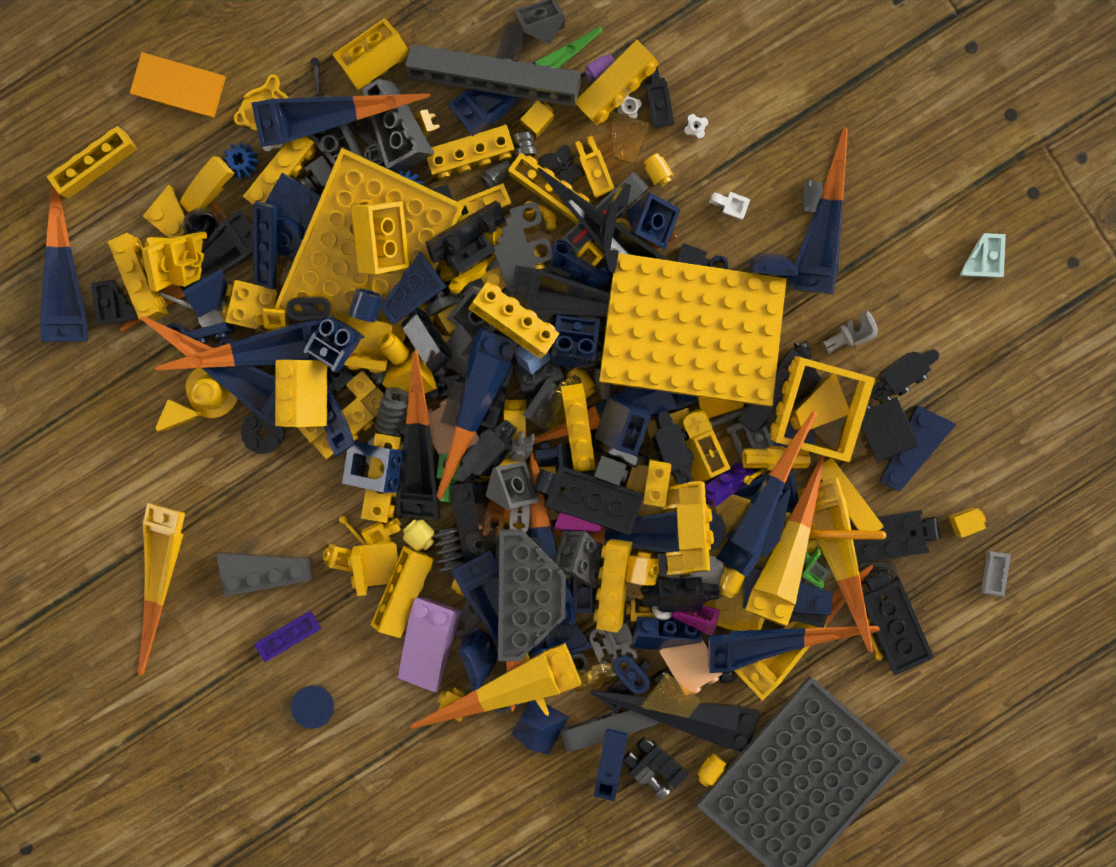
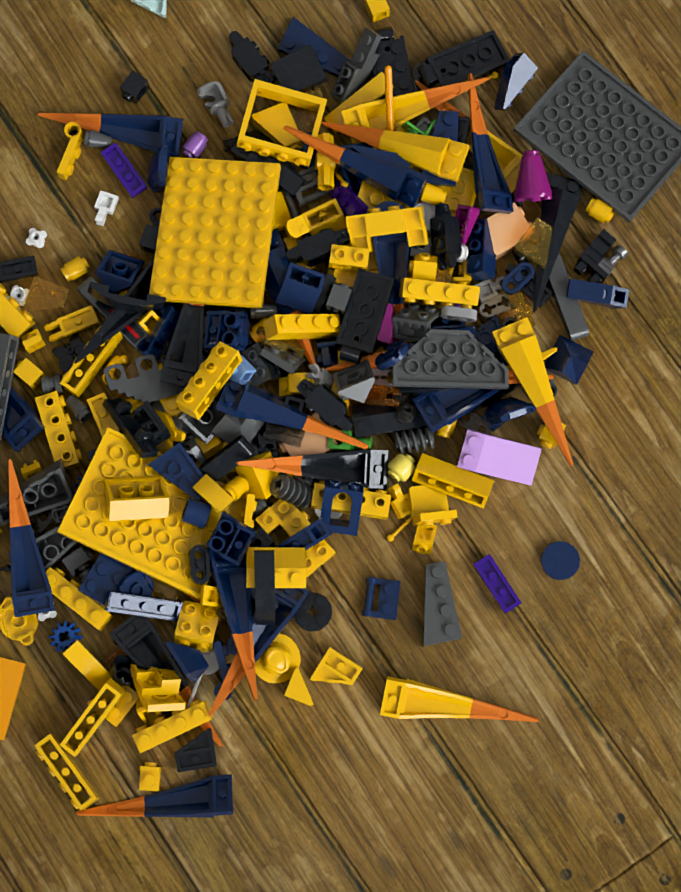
camera: 90 degrees left, 10 degrees down
(88, 253) = (150, 777): none -> yellow bracket
(147, 190) = (92, 717): none -> yellow brick
(199, 457) = (336, 669): none -> yellow wing
(275, 515) = (387, 598): none -> dark blue plate
(277, 380) = (264, 587): none -> black slope
(385, 323) = (213, 493): none -> yellow slope
(538, 530) = (394, 353): none -> dark blue tile
(575, 122) = (33, 341): none -> yellow bracket
(587, 606) = (458, 314): none -> light grey beam
(746, 697) = (532, 179): none -> magenta cone
(774, 226) = (124, 170): none -> dark purple plate
(798, 167) = (72, 151): none -> yellow plate
(801, 307) = (194, 145): none -> medium lavender brick
(873, 238) = (134, 87): none -> black brick
(875, 680) = (515, 75): none -> slope
(887, 497) = (361, 64): none -> dark grey slope

